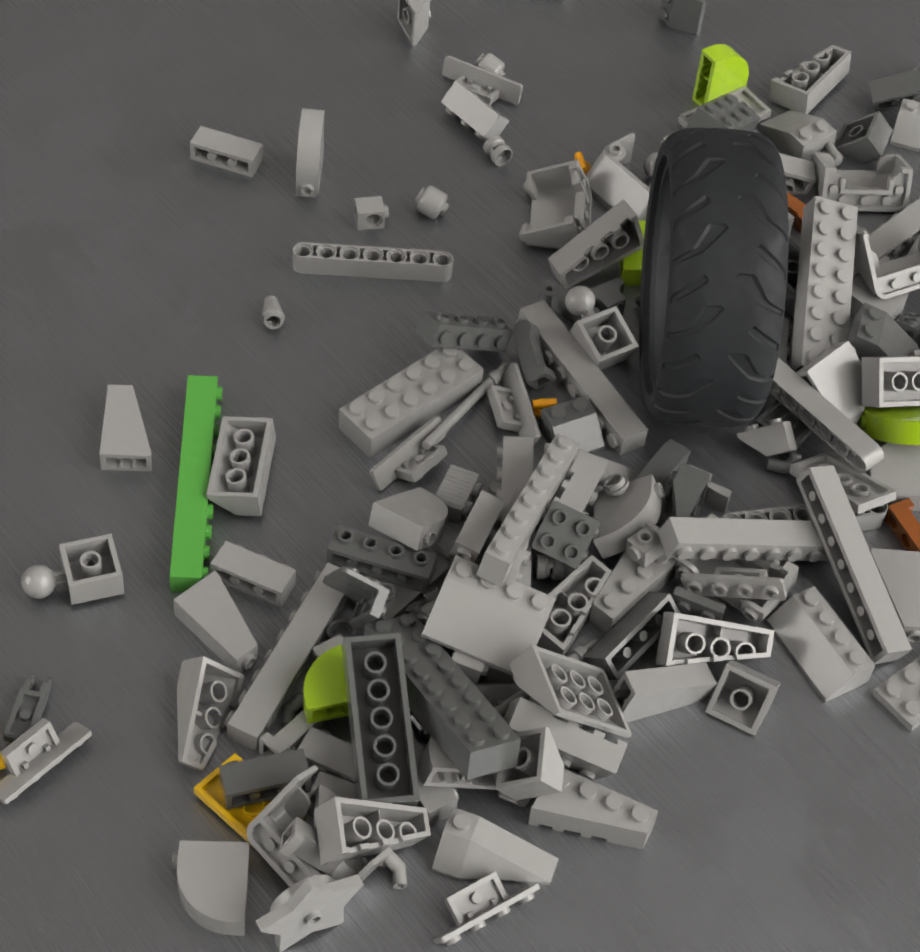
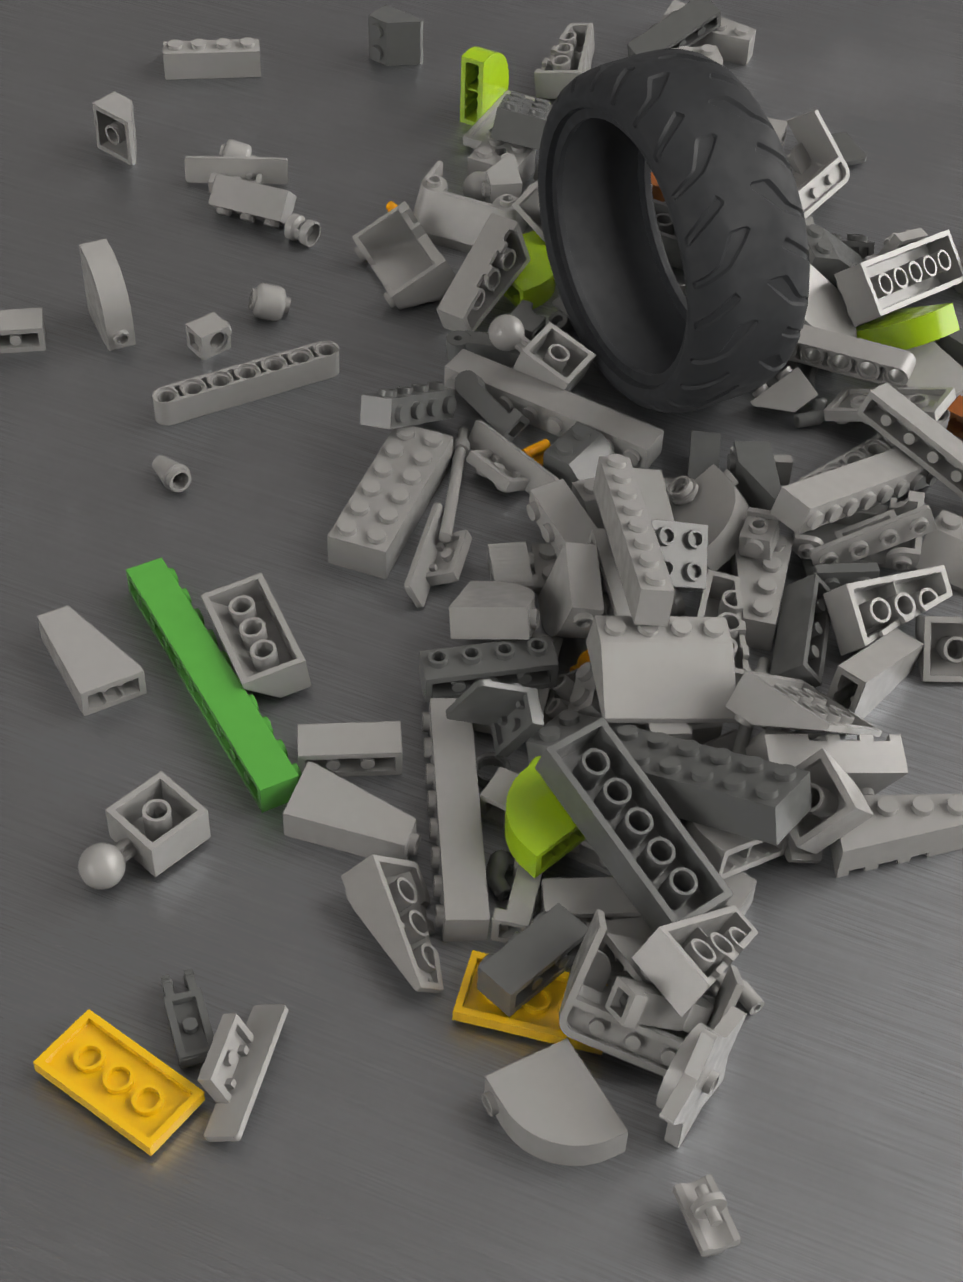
camera: 25 degrees left, 5 degrees down
(476, 847) = (816, 924): light grey wedge -> none
(477, 903) = (858, 984): light grey bracket -> none

